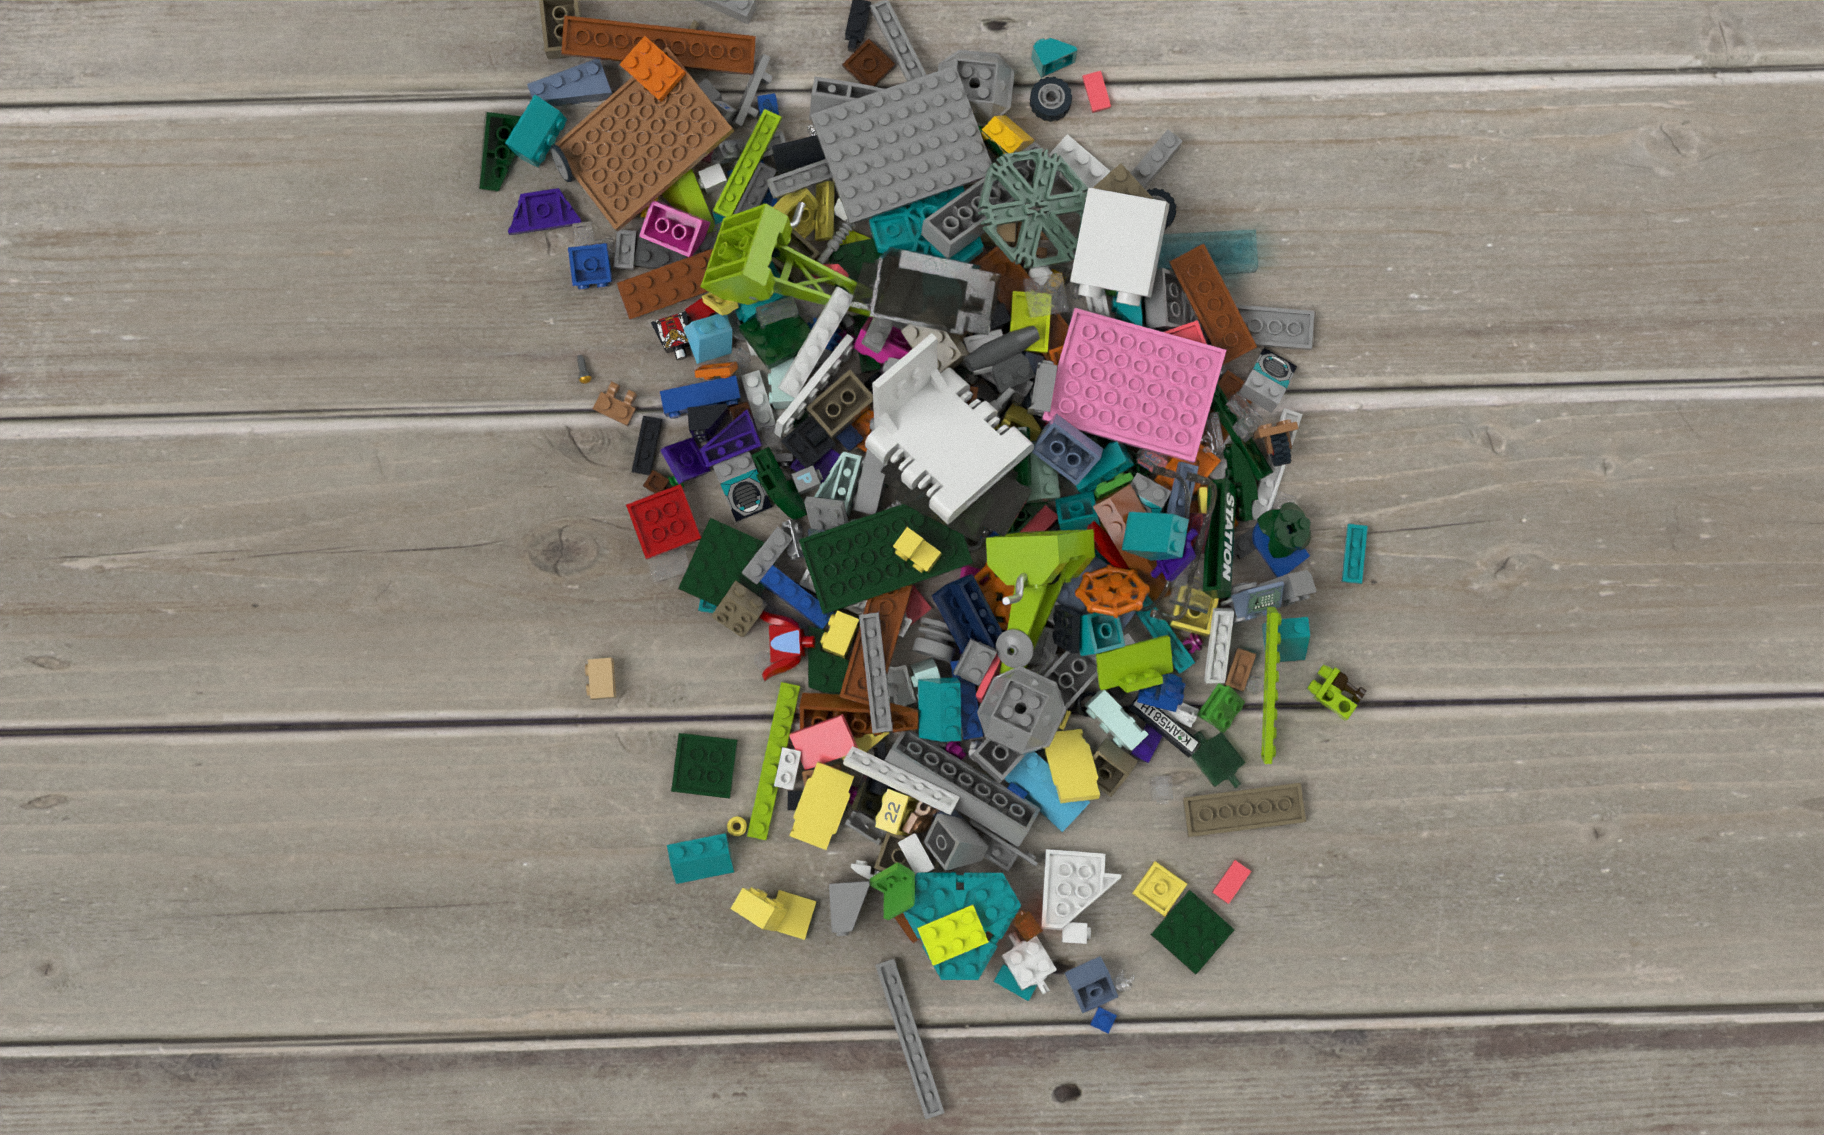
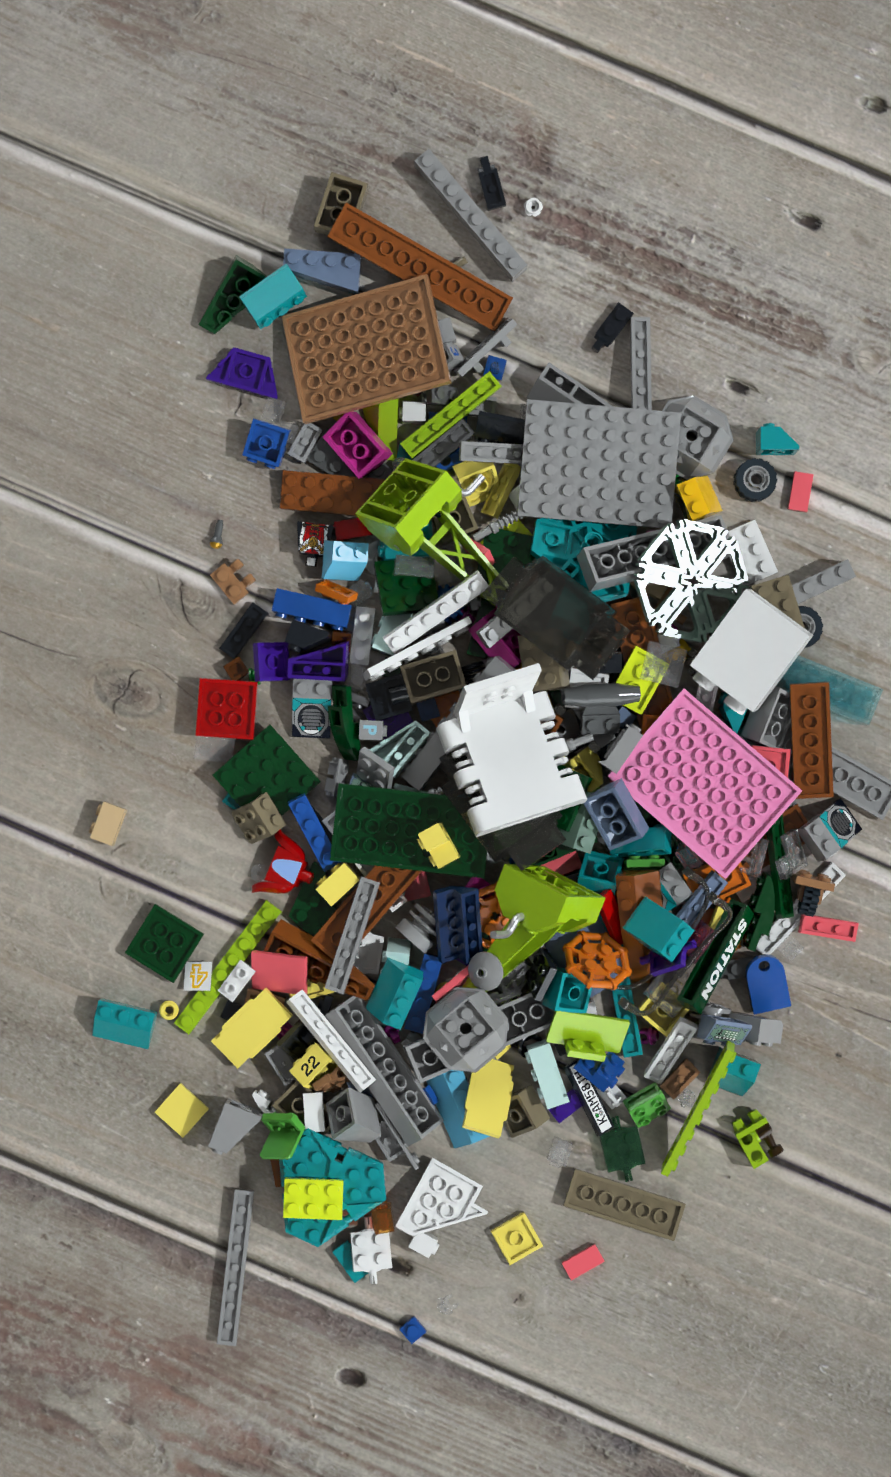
camera: 25 degrees right, 5 degrees up
(561, 163) = (282, 336): wheel -> none
(652, 68) = (404, 289): orange plate -> none
(721, 306) = (366, 537): light yellow plate -> none
(749, 782) = (197, 976): none -> white sticker
(759, 909) = (154, 1094): light yellow brick -> none
(766, 555) = (305, 782): light grey plate -> none
(868, 64) = (604, 371): reddish brown tile -> none
(975, 661) = (445, 965): light grey plate -> none
(1091, 984) = (416, 1294): sand blue slope -> none
(1192, 932) = (527, 1289): dark green plate -> none
(1274, 525) = (771, 965): dark green brick -> none
(1309, 468) = (828, 927): none -> coral tile
(1354, 554) = (832, 1022): teal plate -> none

